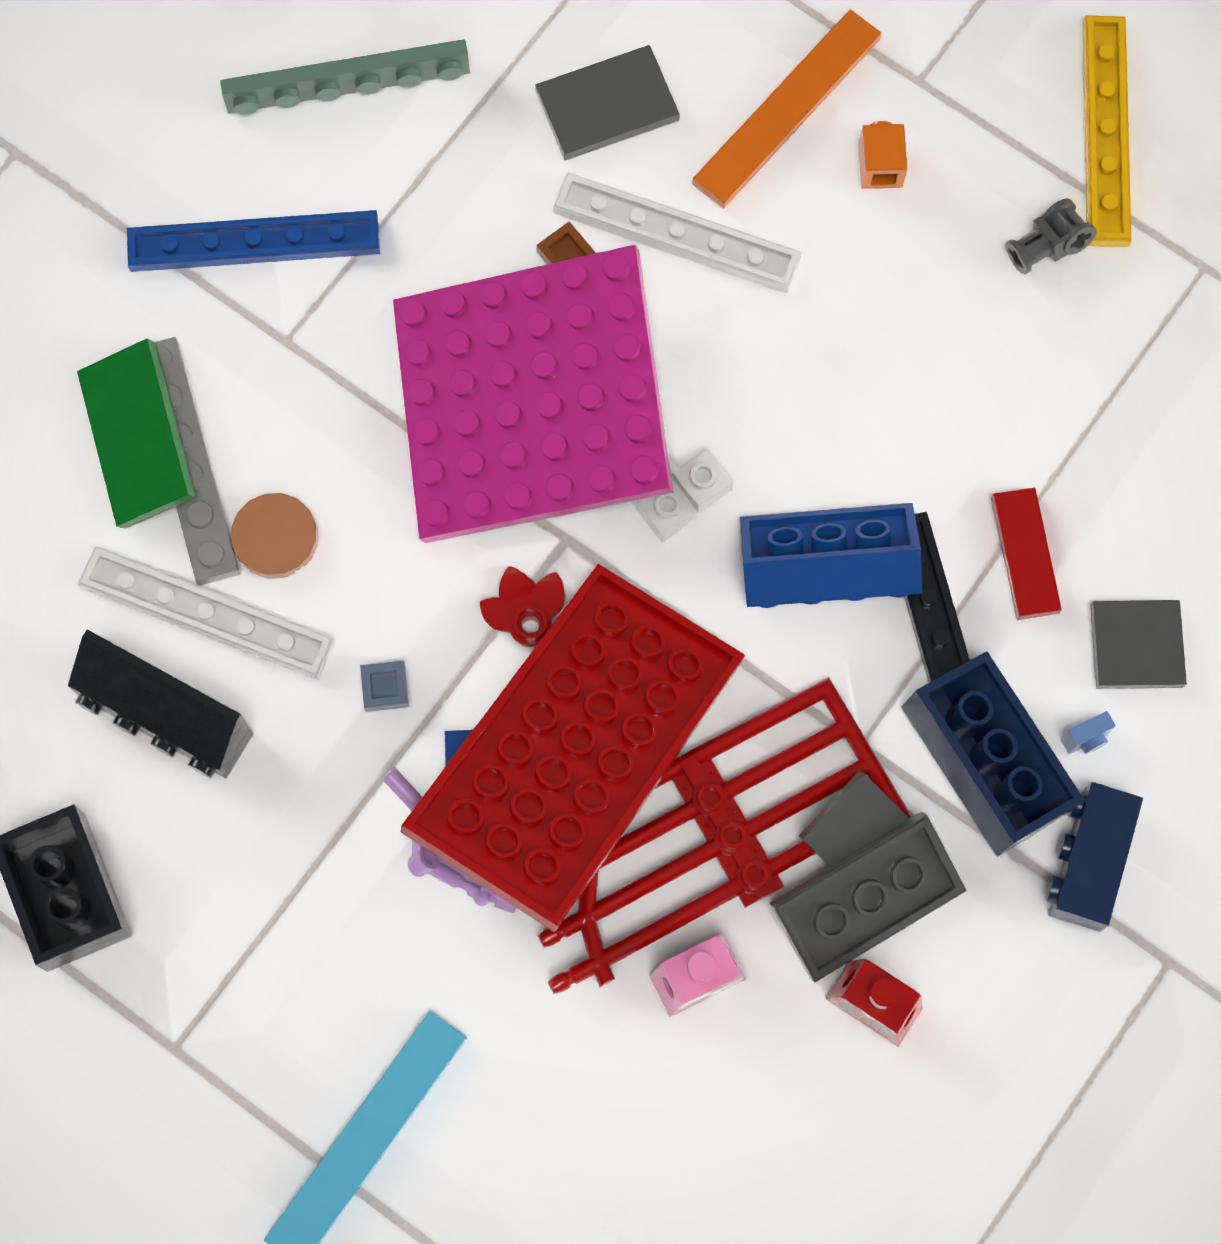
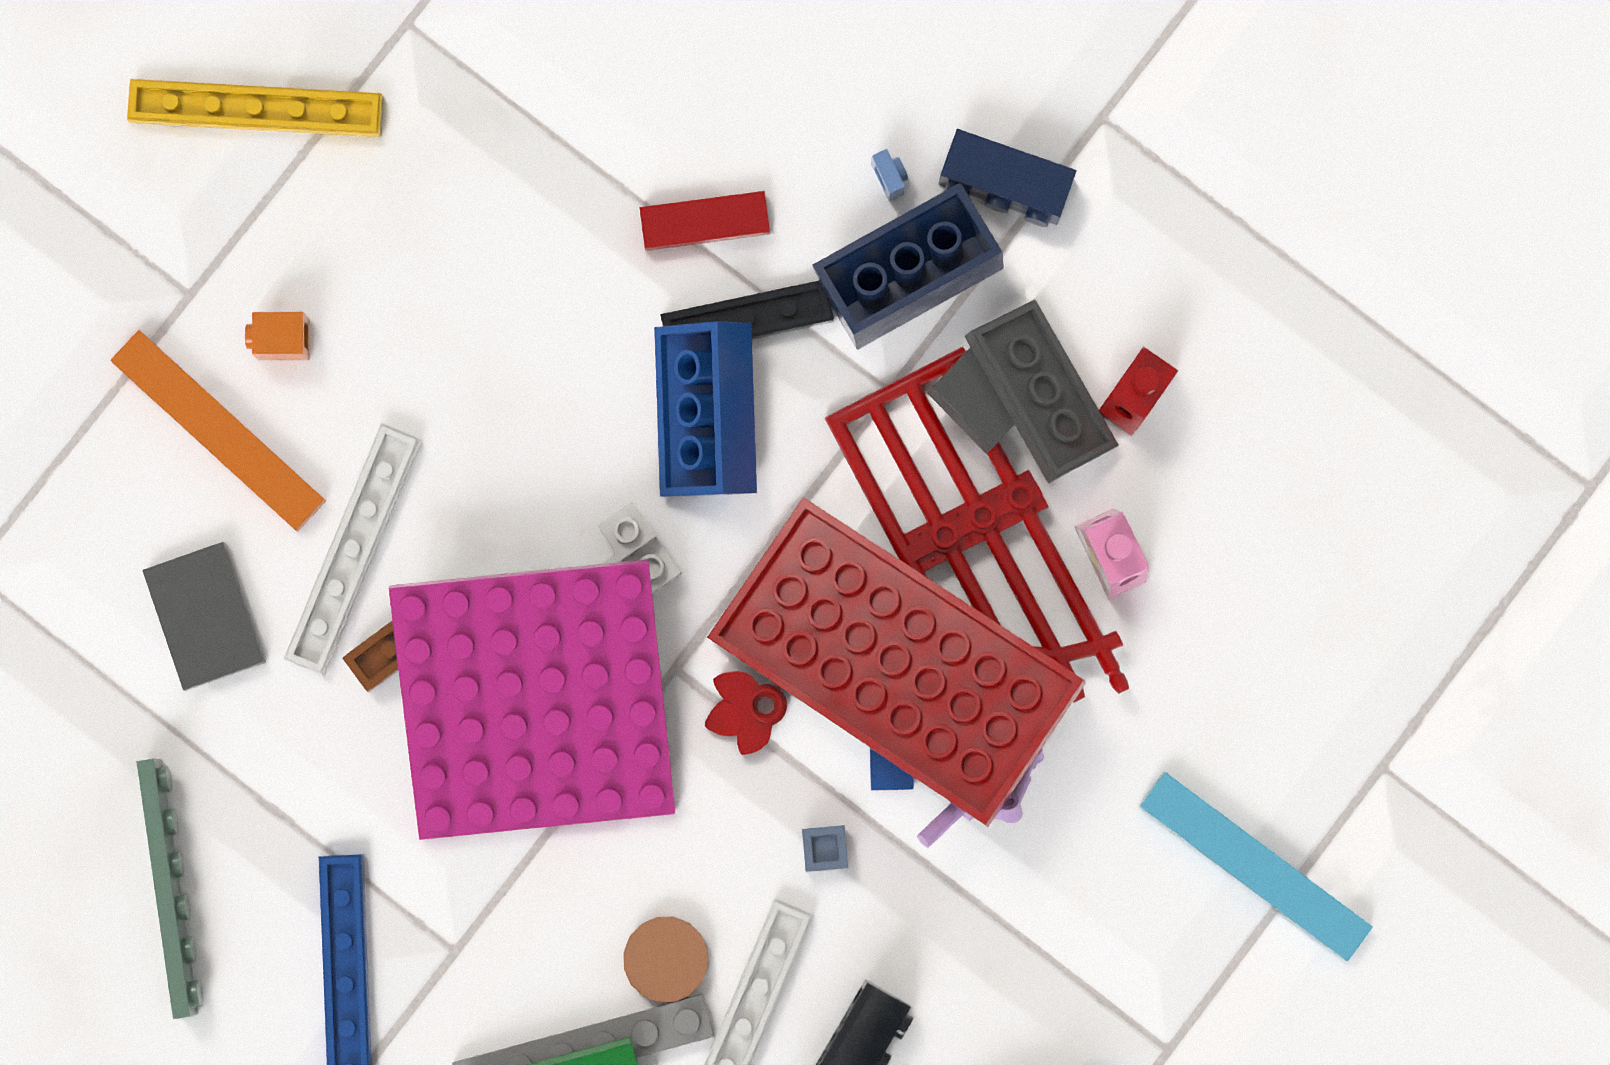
camera: 90 degrees left, 10 degrees up
(1055, 235) = (373, 169): dark grey connector -> none
(1138, 644) = (799, 120): dark grey tile -> none

